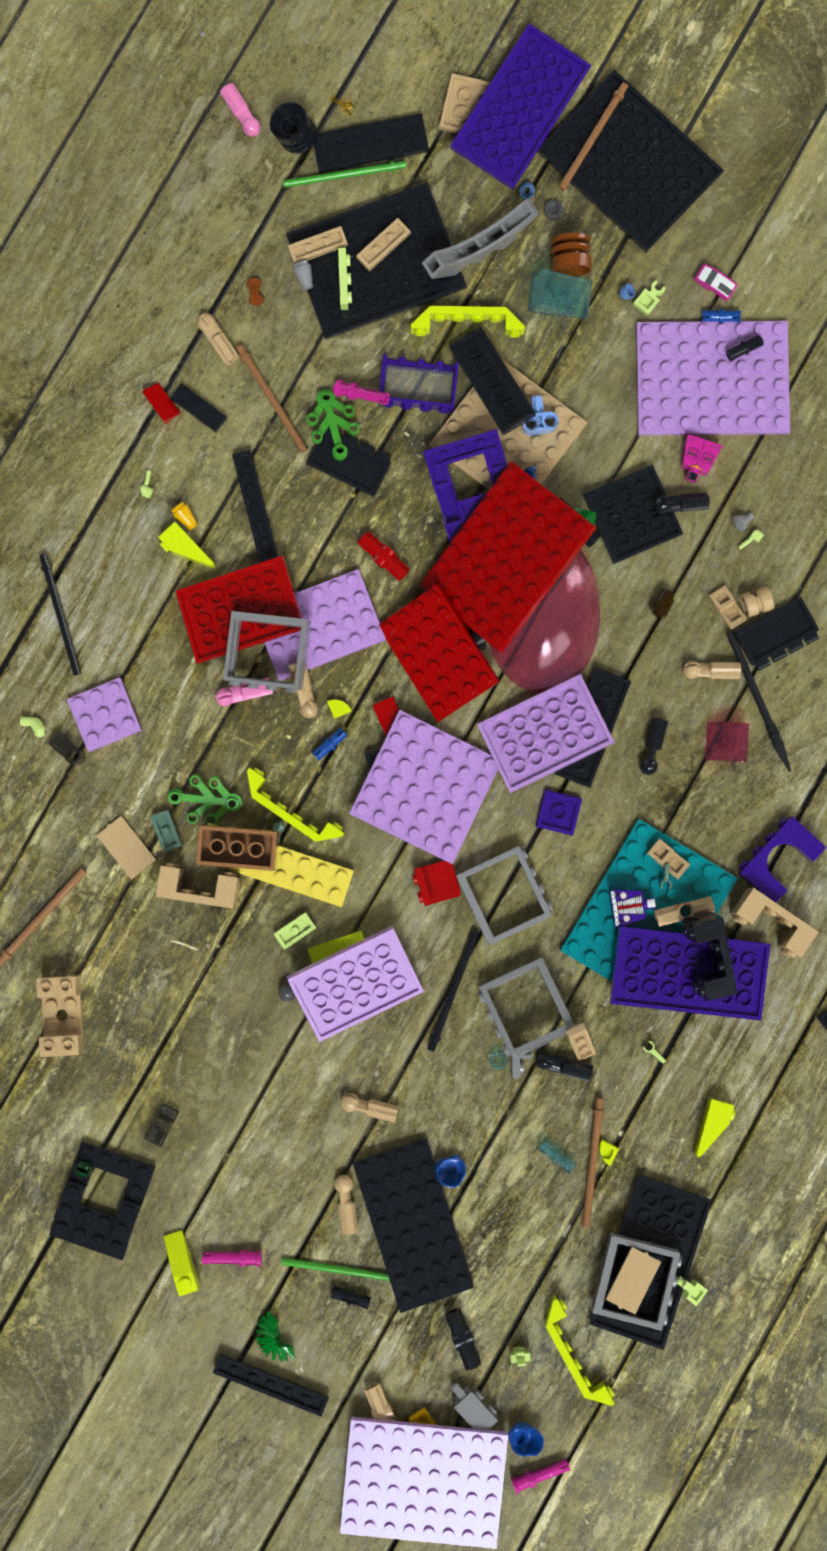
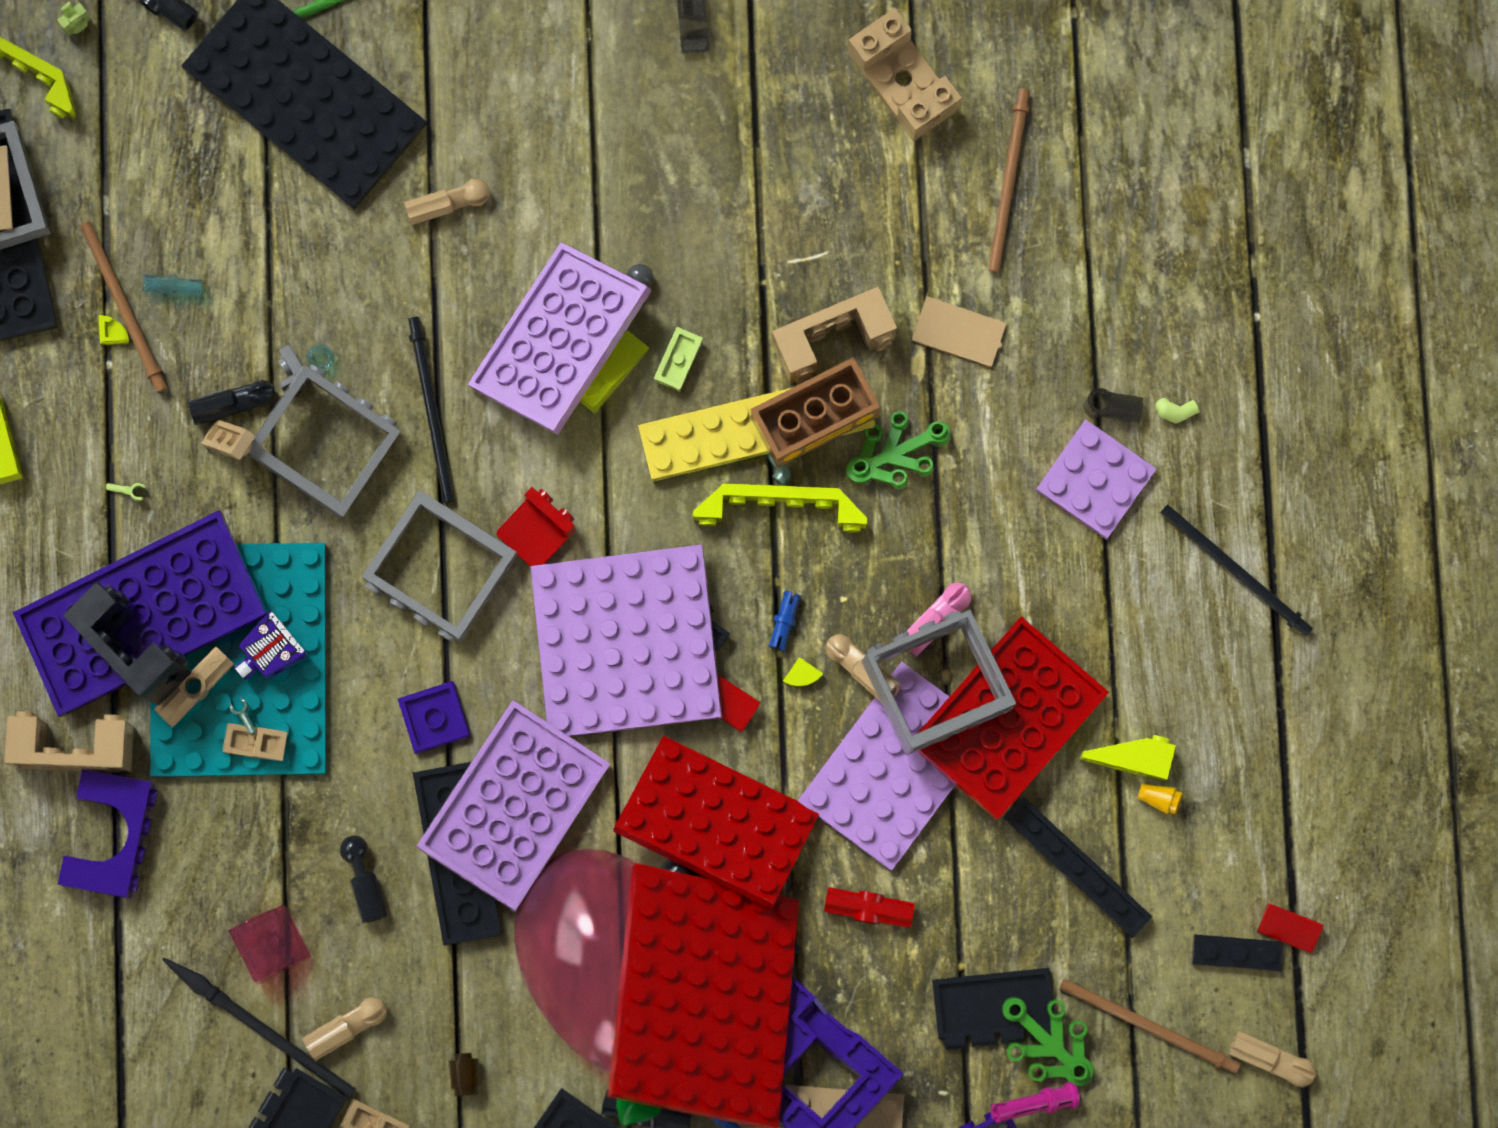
camera: 150 degrees right, 5 degrees down
(145, 490) = (1234, 799): yellowish green hand -> none
(166, 831) = (921, 382): sand green plate -> none
(346, 1207) = (398, 62): tan piece -> none
(450, 1171) = (296, 184): blue hair -> none

